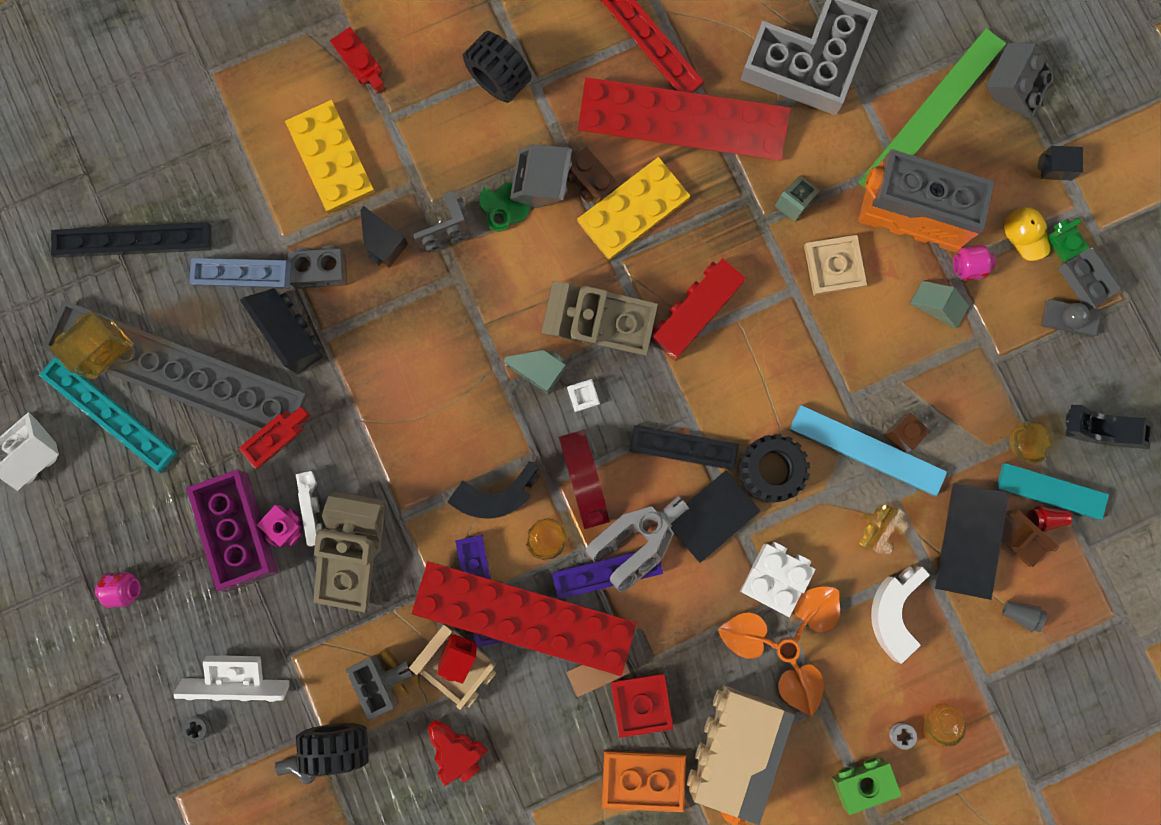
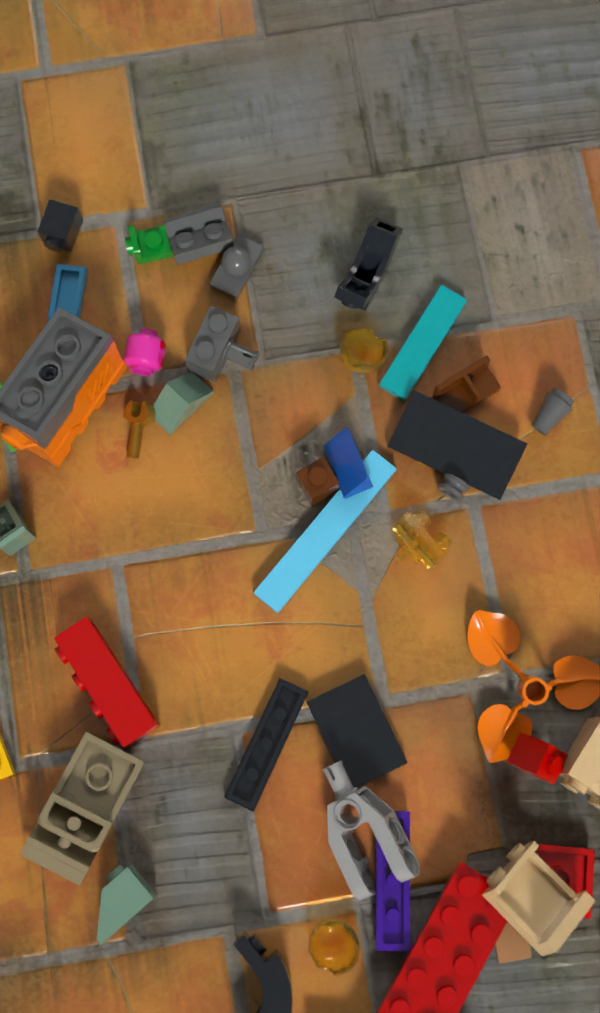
camera: 75 degrees left, 5 degrees down
(583, 395) = (171, 851): white tile -> none
(584, 479) = (272, 880): dark red arch -> none
(624, 688) = (536, 899): none -> tan panel
(733, 666) = (537, 758): none -> red brick
(778, 578) = (447, 675): white plate -> none
(795, 462) = (323, 617): black tyre -> none
(835, 265) = (101, 507): tan plate -> none
(887, 613) = (516, 561): white arch -> none
(912, 274) = (137, 423): none -> pearl gold bar
(929, 453) = (347, 464): none -> blue slope
(934, 546) = (453, 487): none -> dark grey bush
(997, 319) = (216, 345): none -> dark grey brick
(1010, 186) = (68, 289): none -> dark azure tile
(1028, 239) = (134, 286): yellow cap -> none
(1049, 518) = (452, 355): red cone -> none

